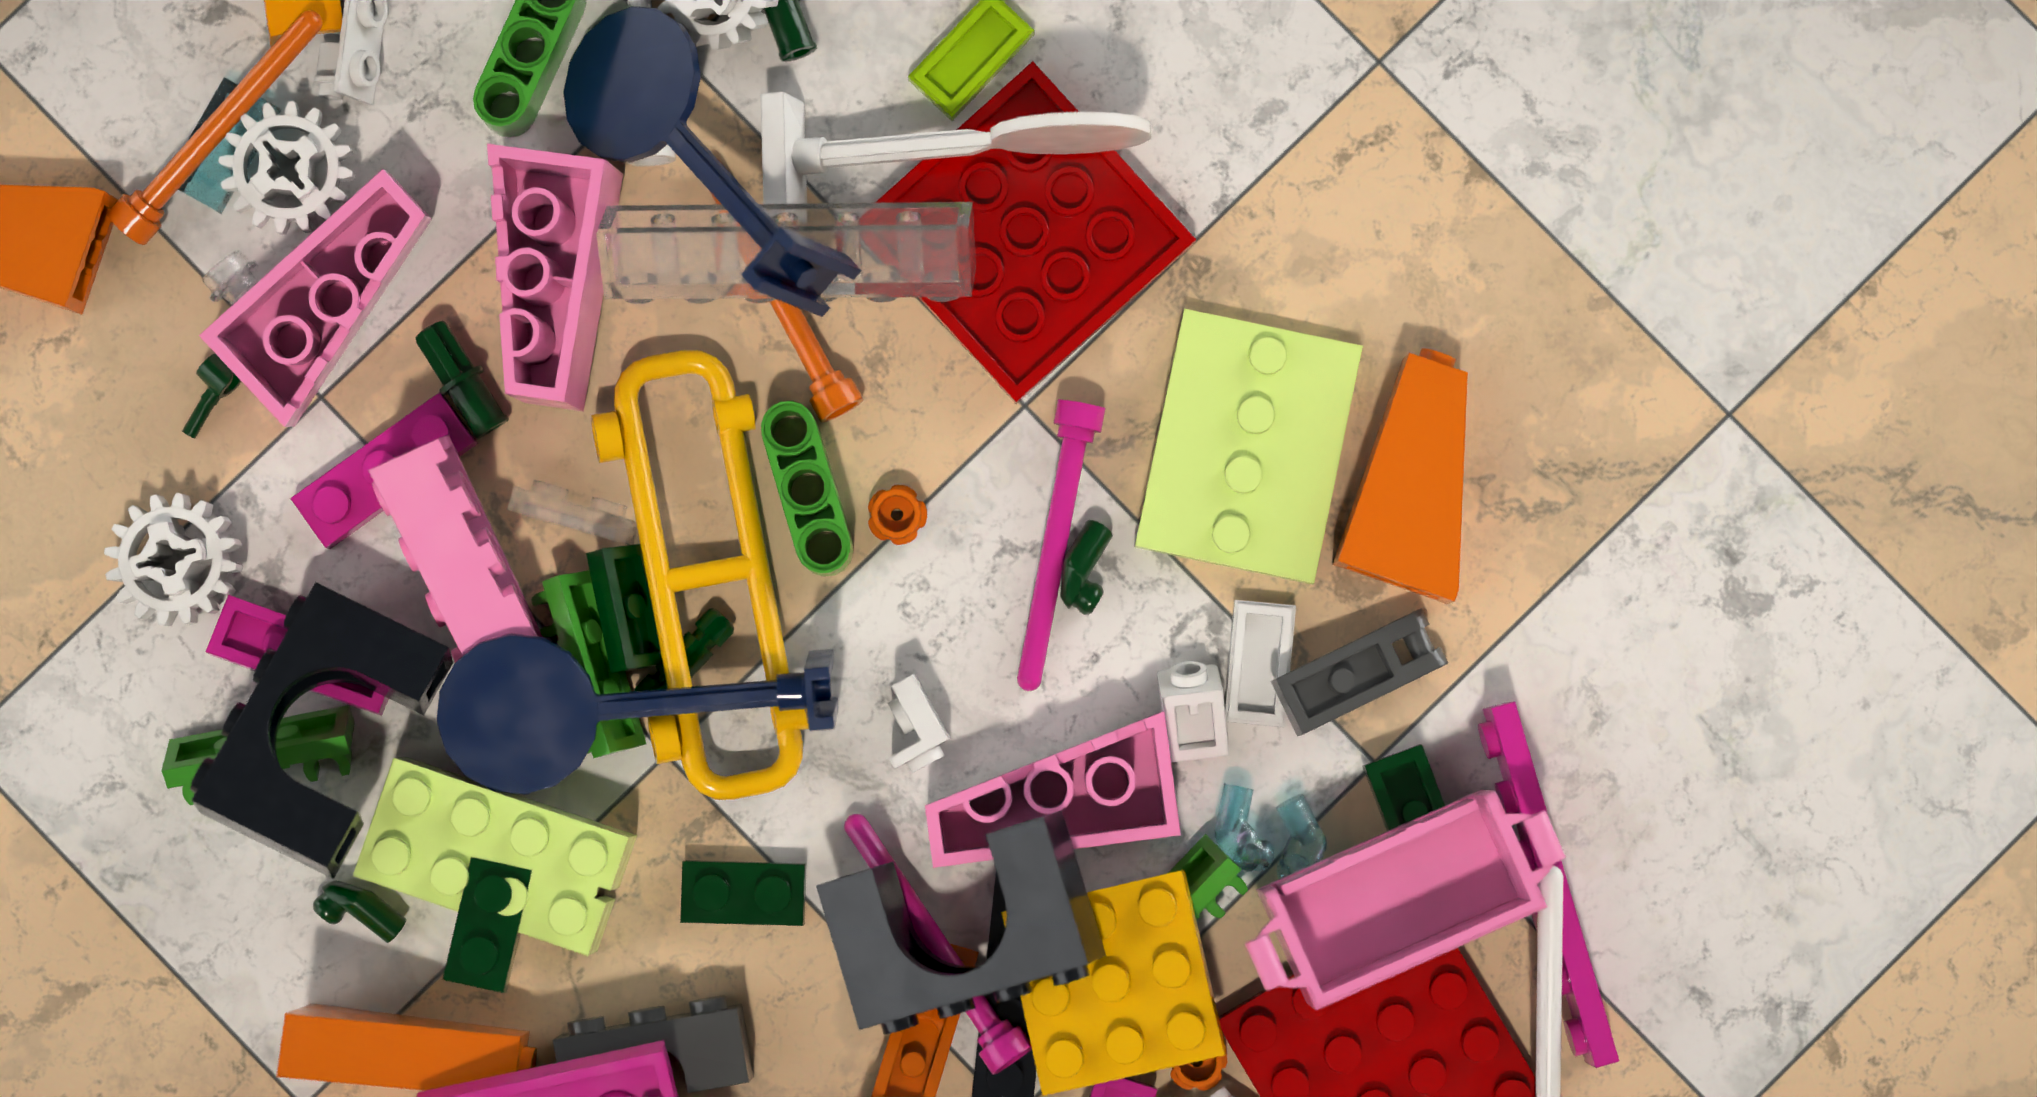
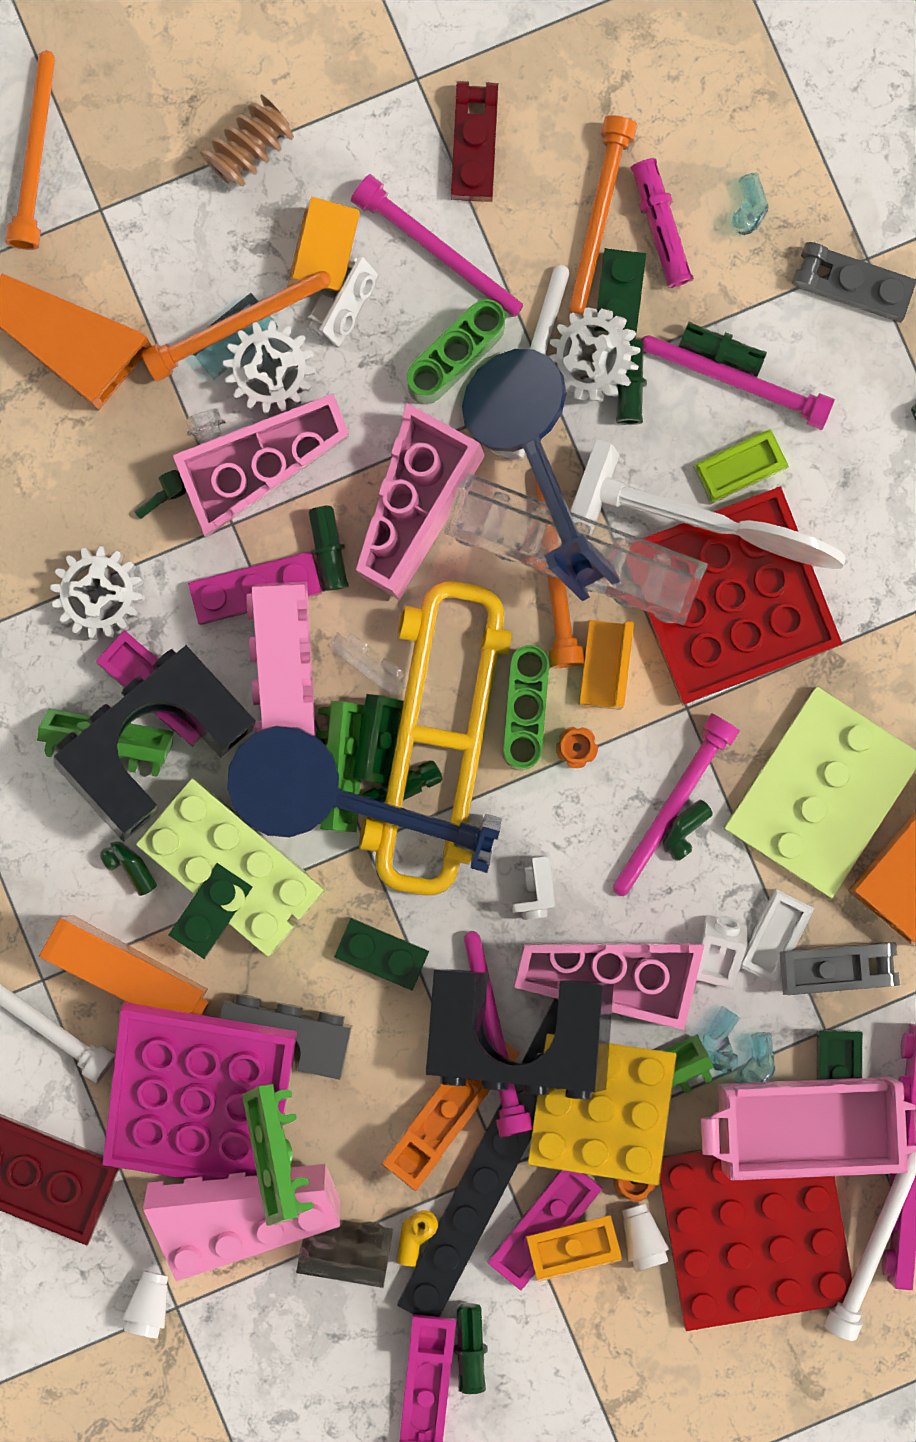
camera: 20 degrees right, 0 degrees up
(892, 389) = (606, 664): none -> light orange panel

